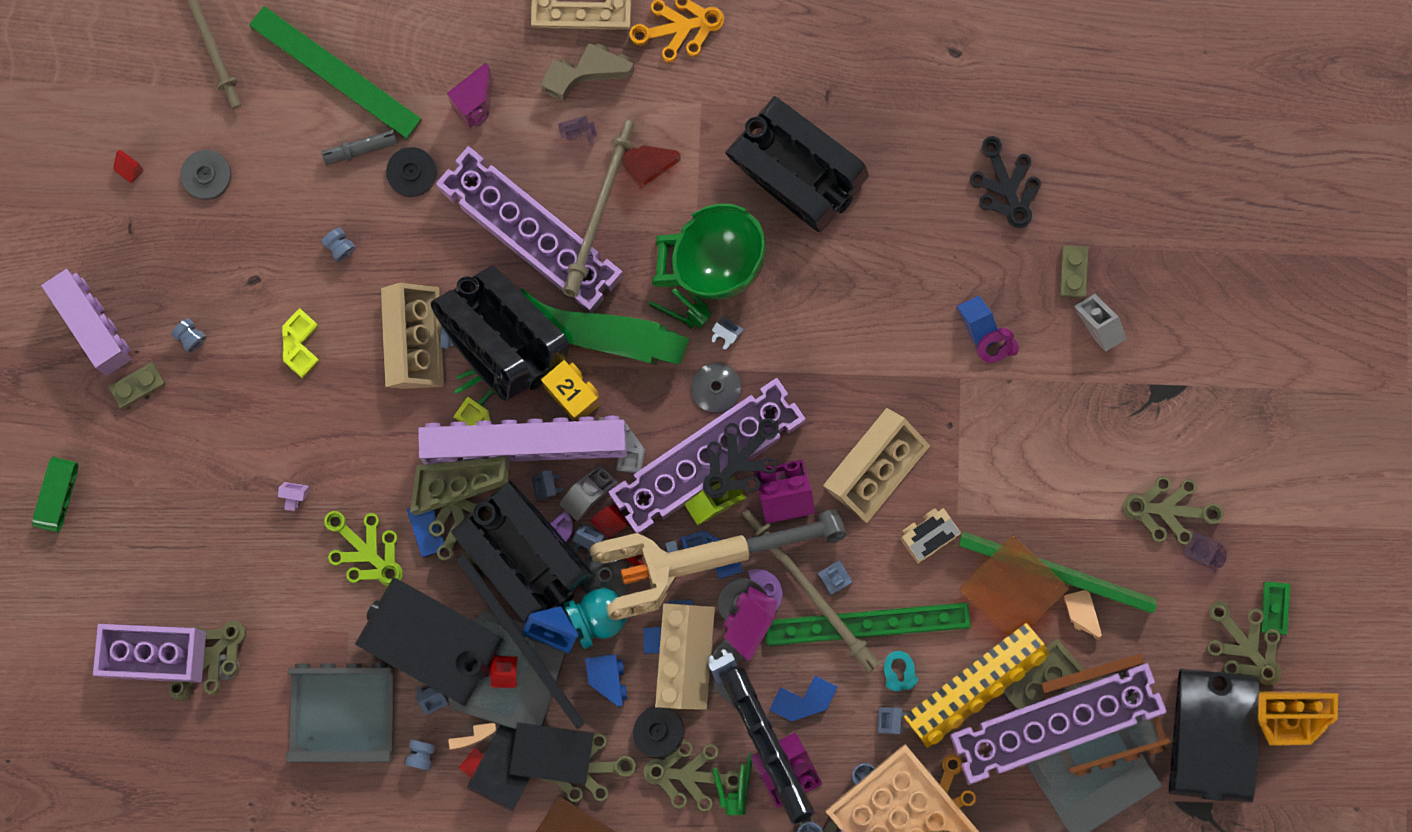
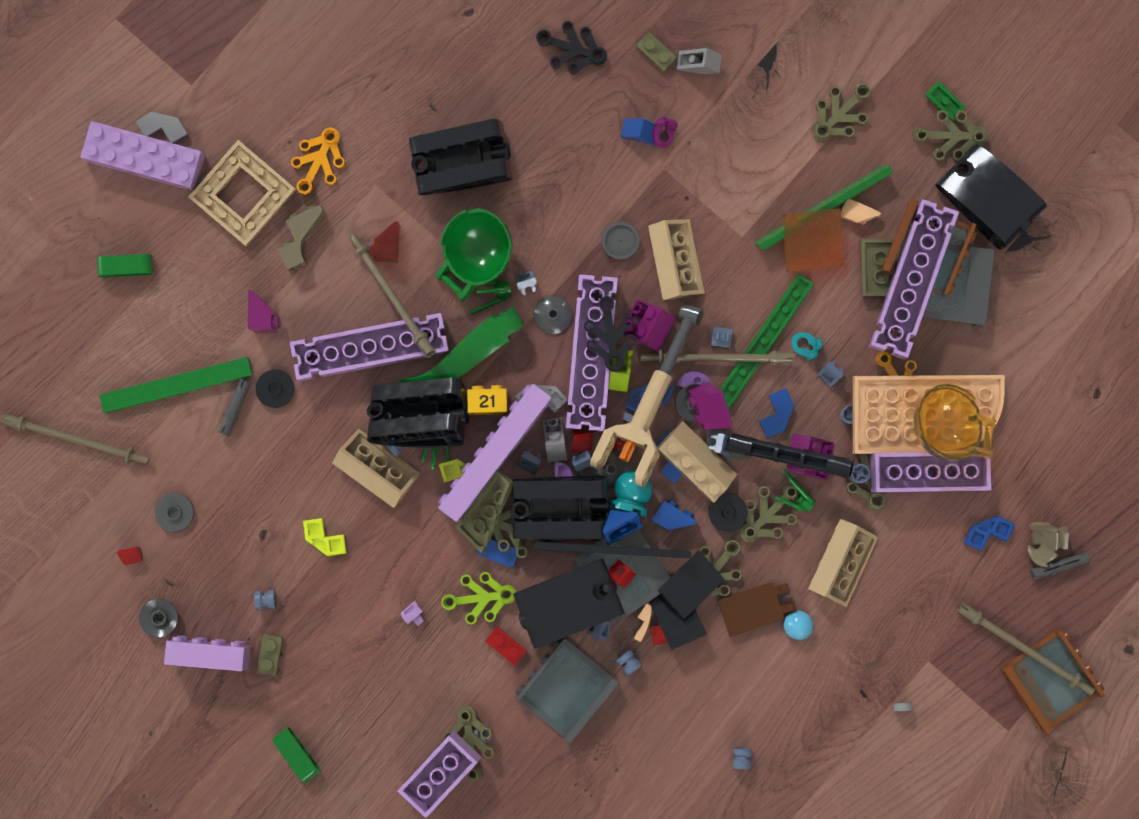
camera: 50 degrees left, 5 degrees up
(77, 237) = (149, 621): none -> dark grey dish
(336, 616) = (506, 645): none -> red plate
(338, 244) = (284, 467): sand blue wheel -> none
(573, 128) = (329, 272): clear purple bracket -> none
(848, 381) = (611, 240): none -> dark grey piece
(929, 535) = (742, 262): brick -> none
(977, 685) = (852, 307): yellow brick -> none
(1205, 552) = (880, 113): clear purple bracket -> none
(1296, 716) = (1016, 140): light orange wedge -> none

